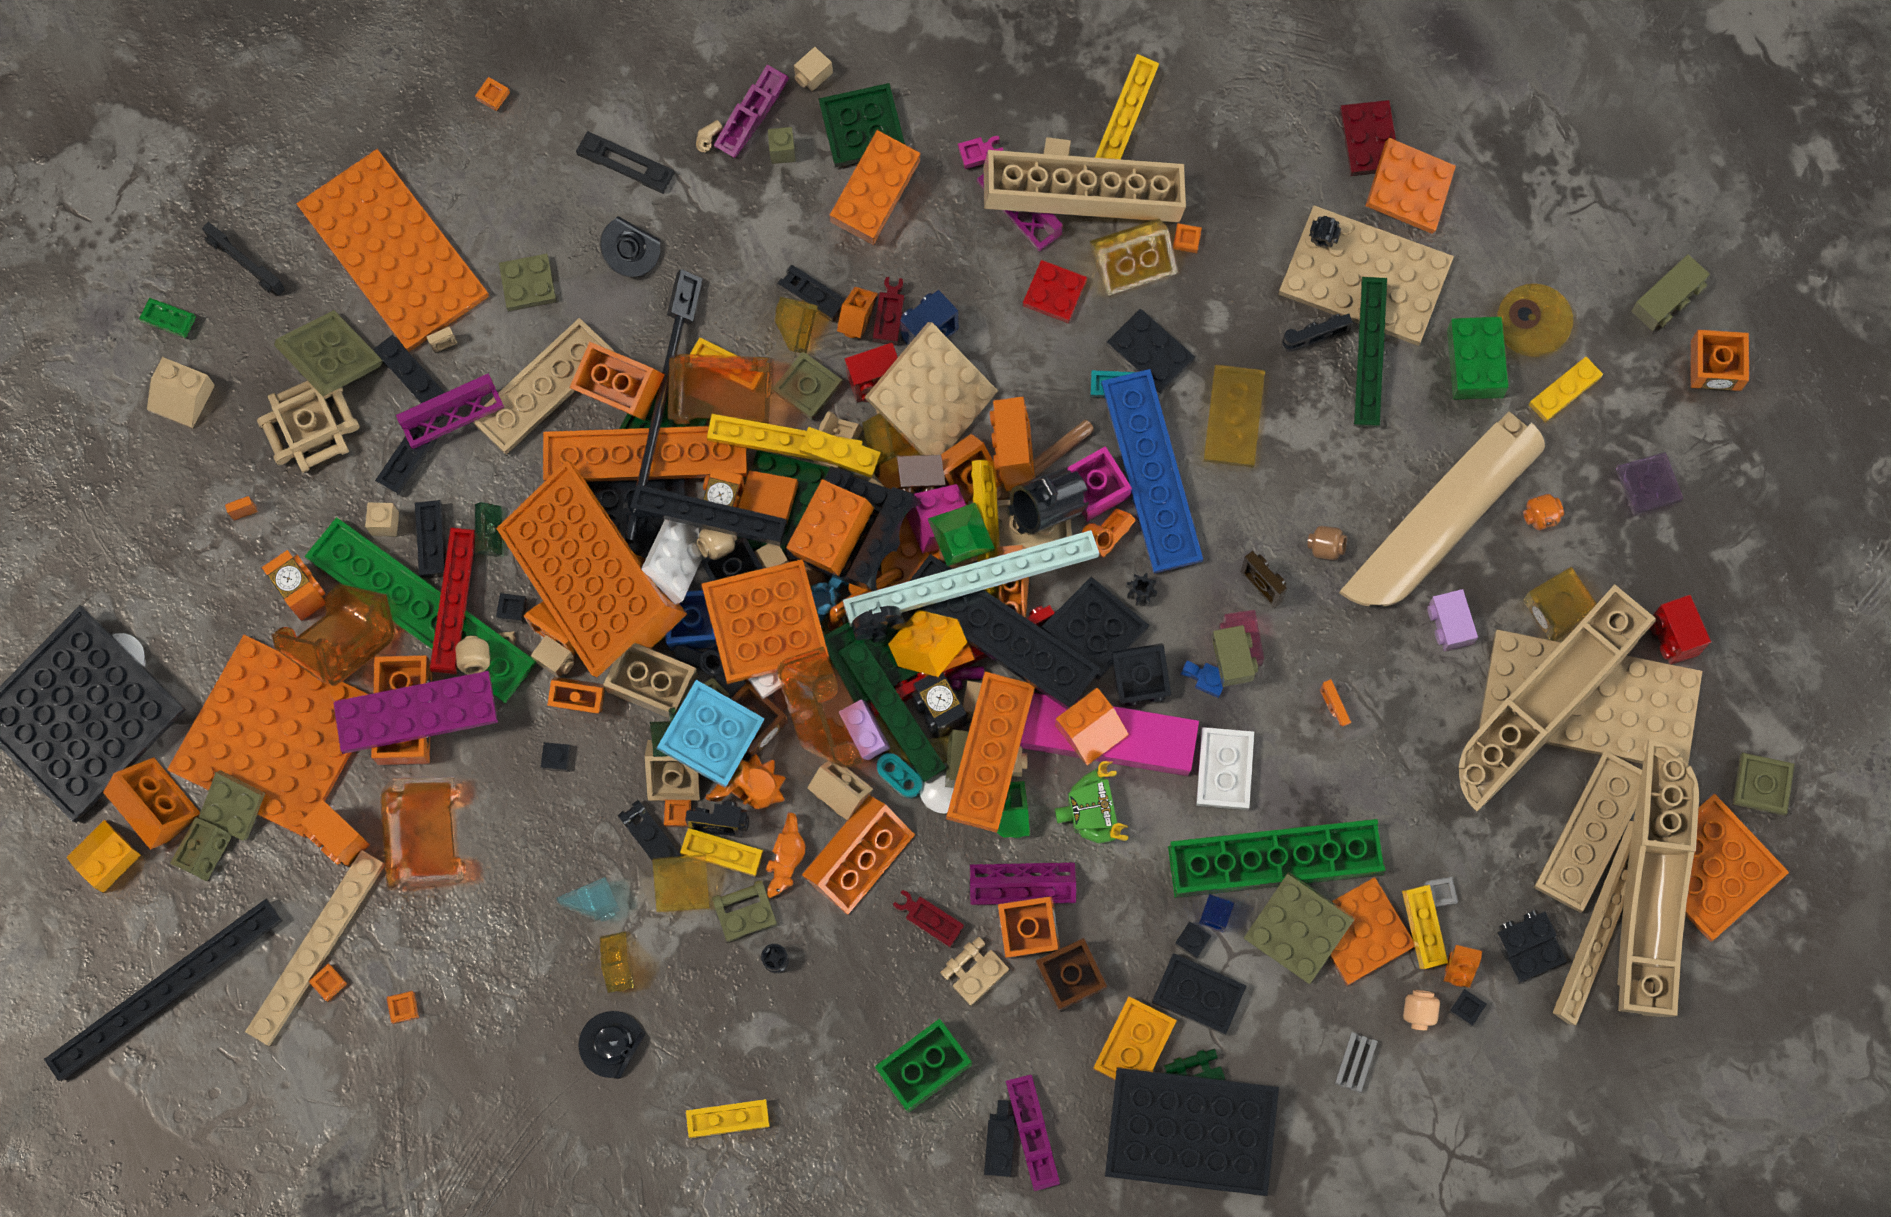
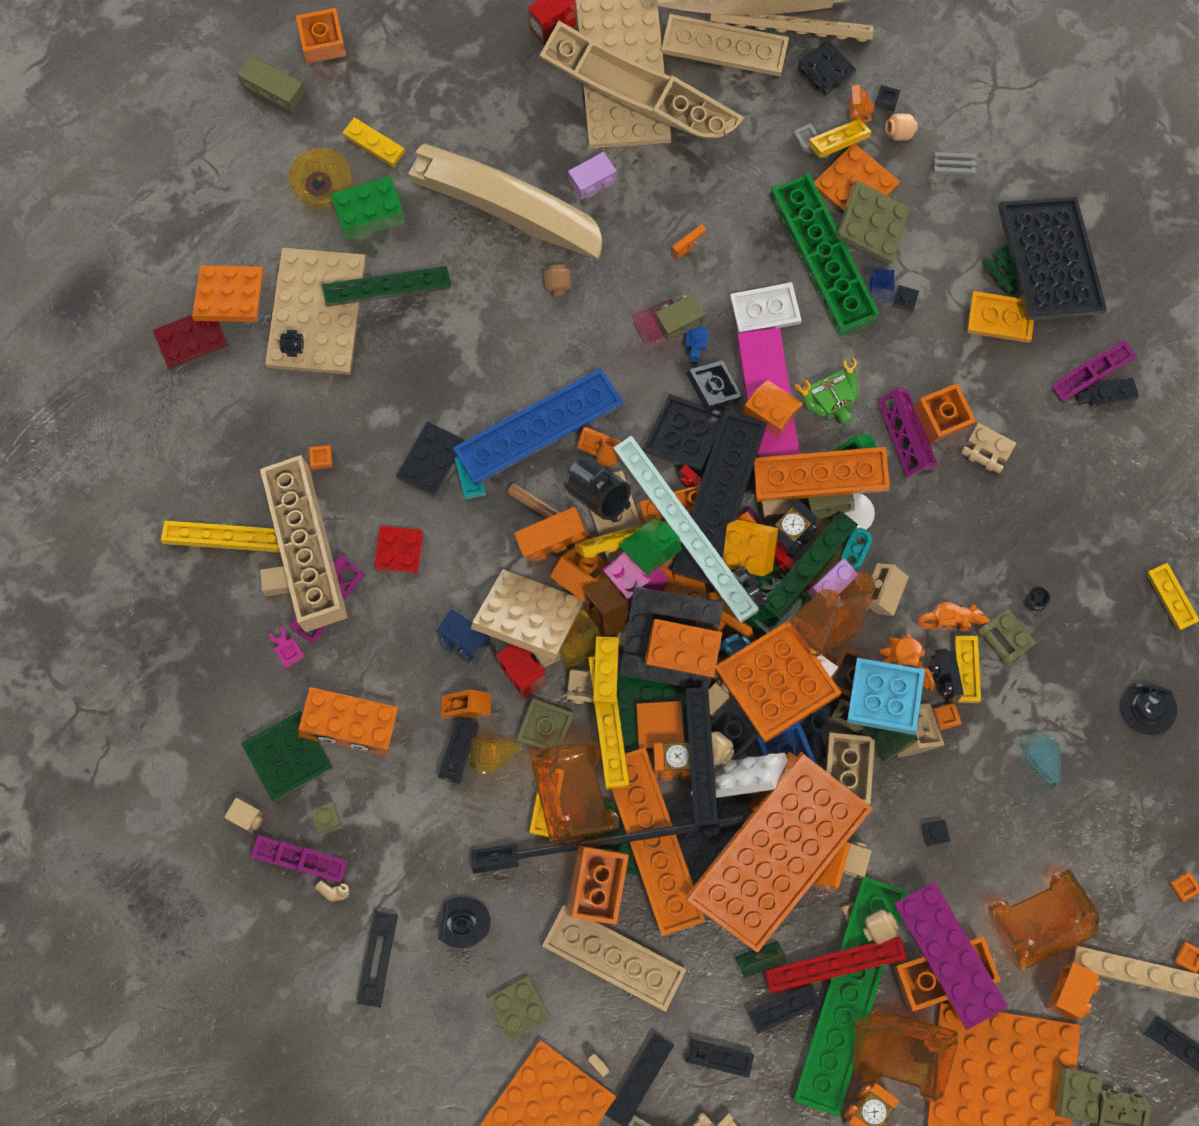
camera: 110 degrees left, 0 degrees up
(382, 519) = (782, 1057): tan brick -> none
(449, 402) = (661, 1035): magenta fence -> none
(492, 94) = (343, 1107): orange plate -> none
(511, 608) = (823, 914): black plate -> none
(576, 695) = (883, 829): orange brick -> none
(616, 962) = (1085, 723): clear yellow slope -> none
(648, 833) = (974, 731): black plate -> none
(681, 883) = (1005, 691): clear yellow plate -> none
(858, 854) = (932, 562): orange slope -> none
(889, 313) = (459, 678): dark red plate -> none
(923, 1065) = (1079, 460): green brick -> none
(930, 919) = (961, 491): dark red plate -> none
(1071, 974) = (971, 371): reddish brown brick -> none
(1103, 481) = (557, 460): dark pink brick -> none
(1134, 256) = (350, 492): clear yellow slope -> none
(1138, 595) = (640, 402): black gear -> none
(1199, 994) = (946, 282): black plate -> none
(1234, 416) = (468, 379): clear yellow tile -> none
(1268, 584) = (603, 318): dark brown plate -> none
(1316, 332) = (379, 333): black plate -> none
(1543, 512) = (483, 132): orange head -> none
(1560, 604) = (555, 103): clear yellow brick -> none
(1649, 483) = (436, 65): clear purple plate -> none

